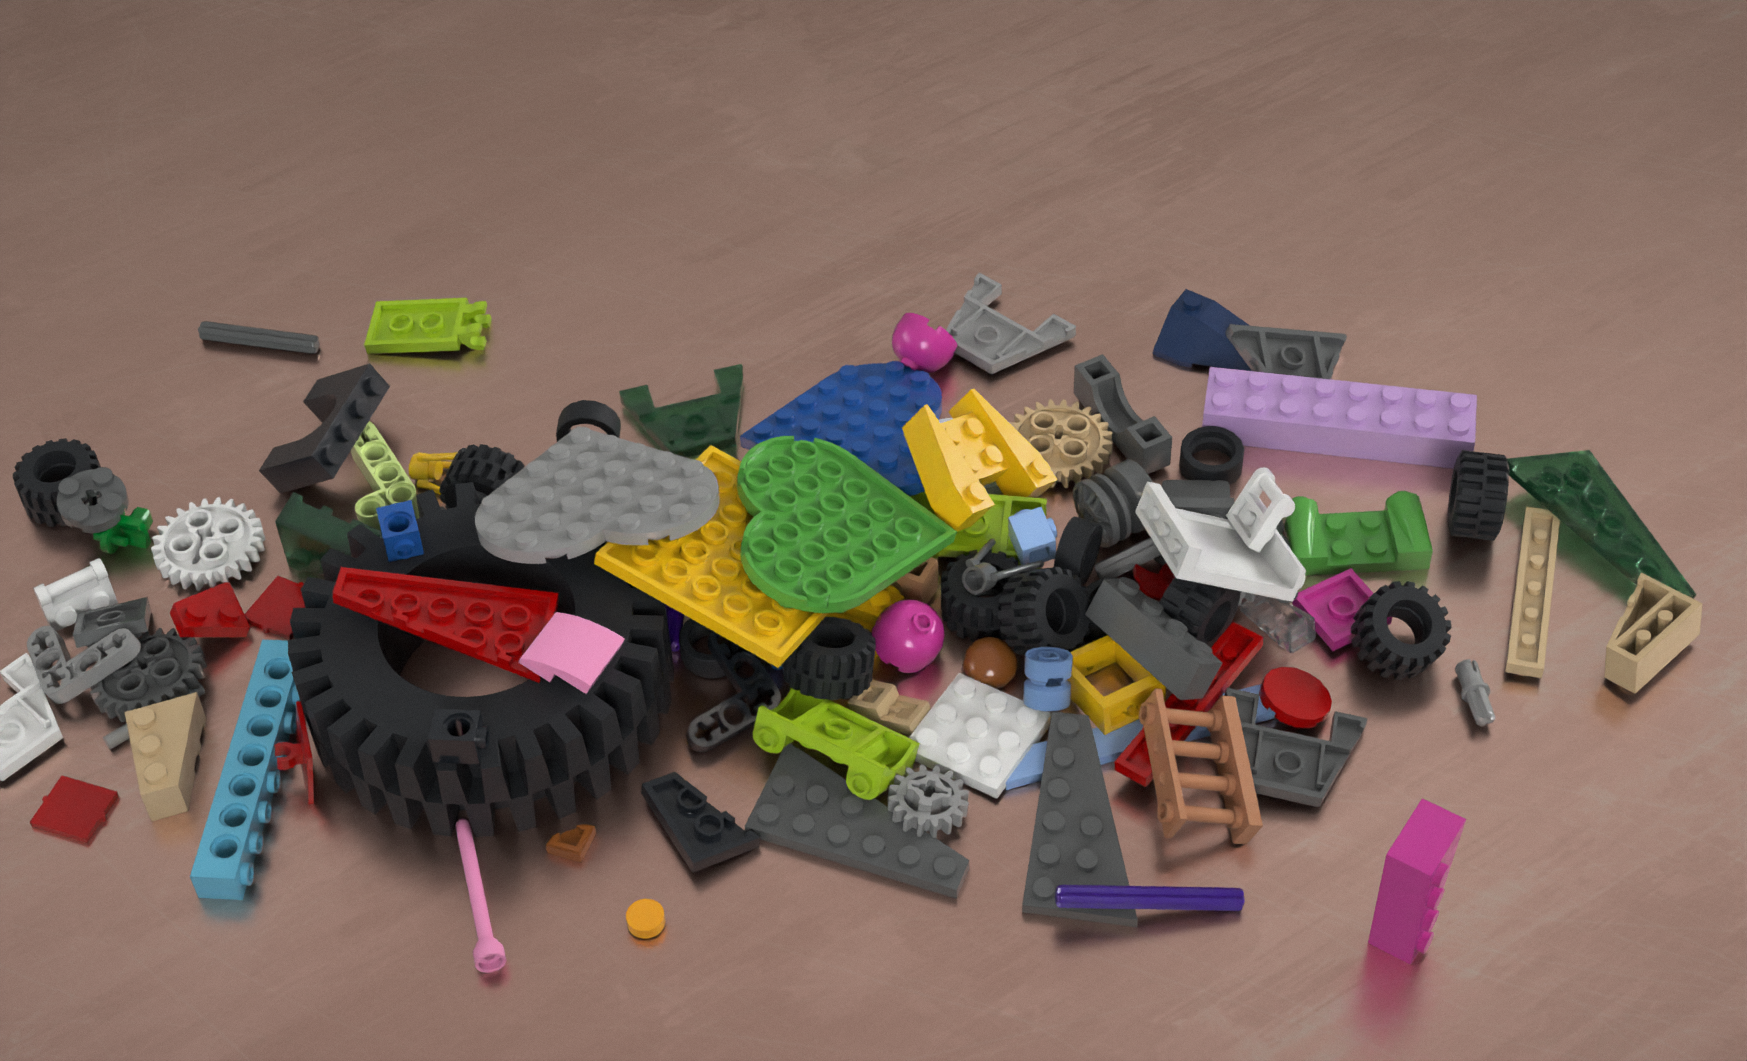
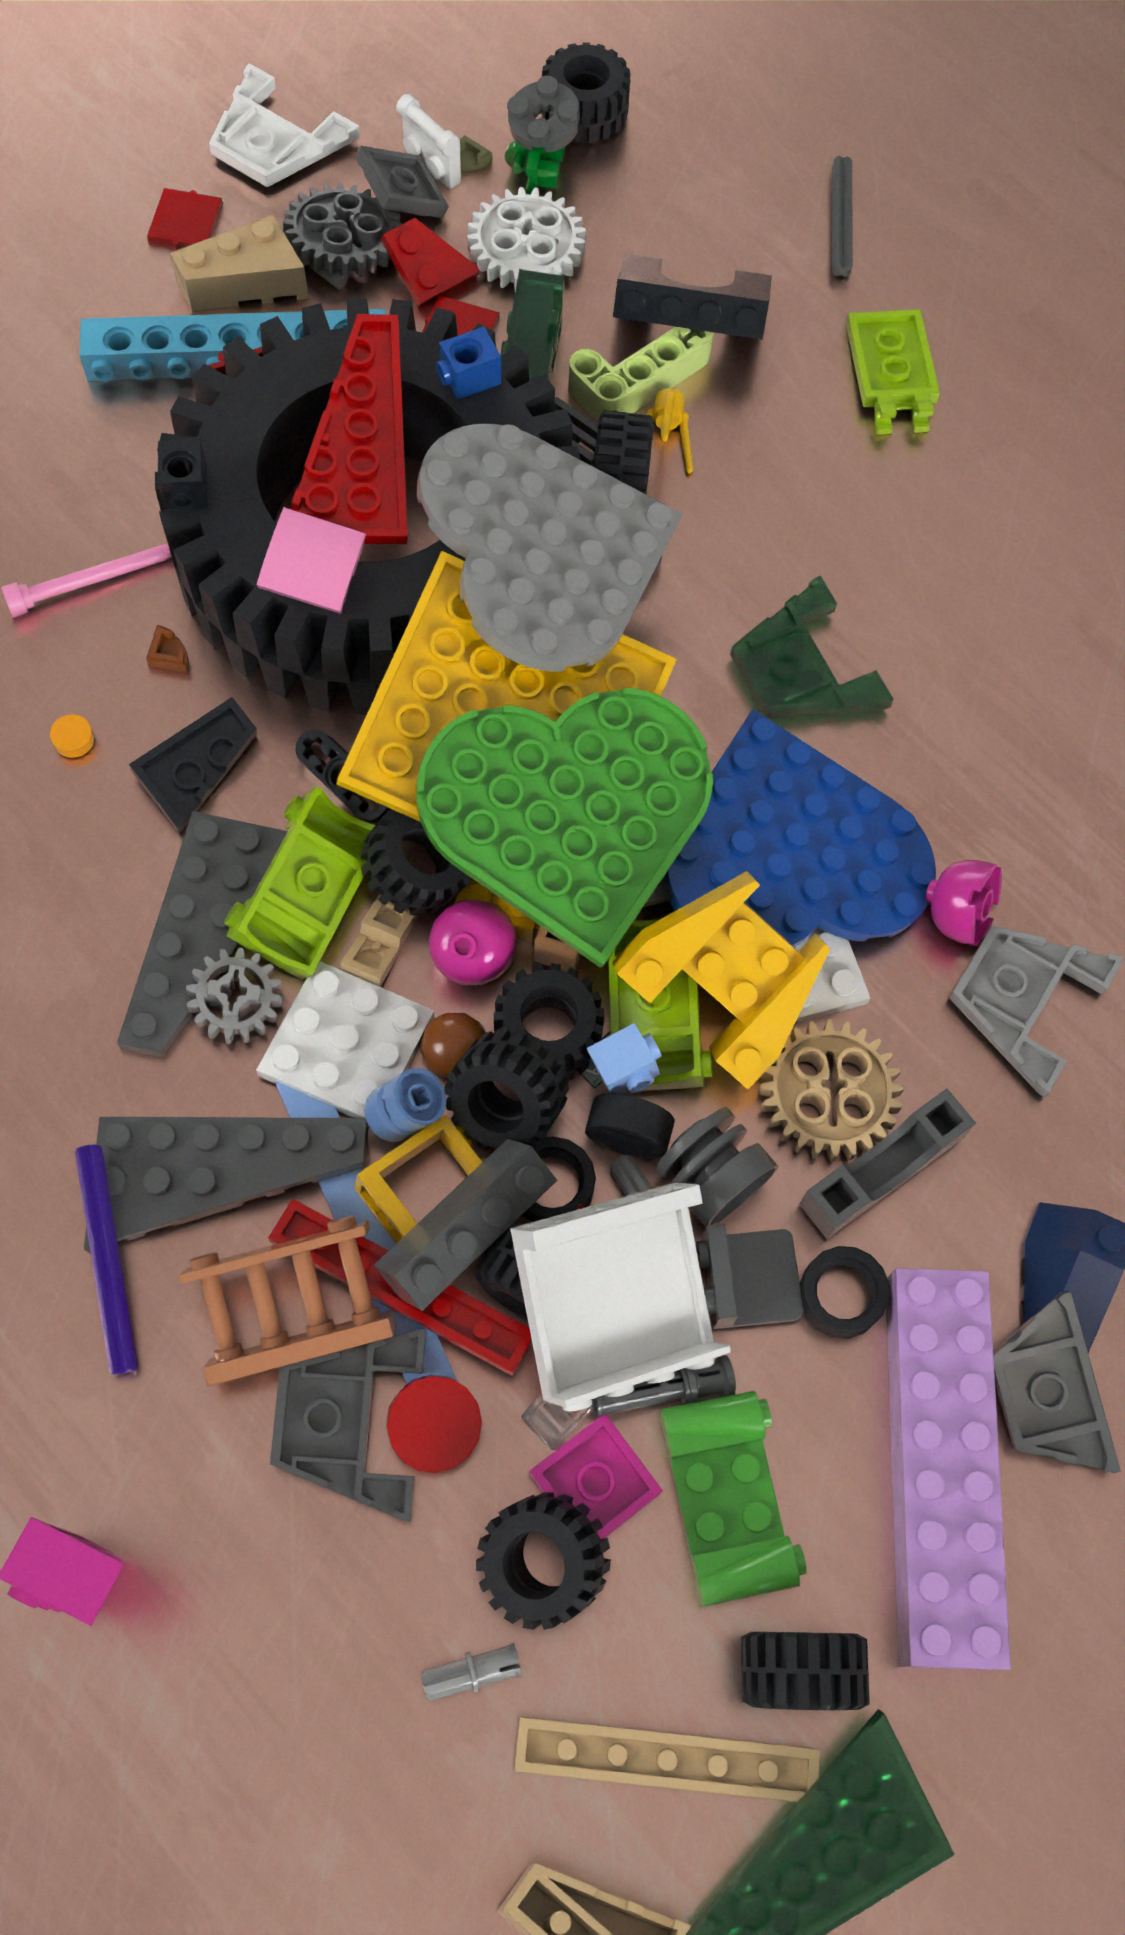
camera: 75 degrees right, 20 degrees up
(110, 653) = (335, 168): light grey beam -> none
(588, 413) = (740, 551): black tyre -> none
(982, 577) = (545, 1009): dark grey plant -> none
(1251, 517) = (694, 1345): white plate -> none

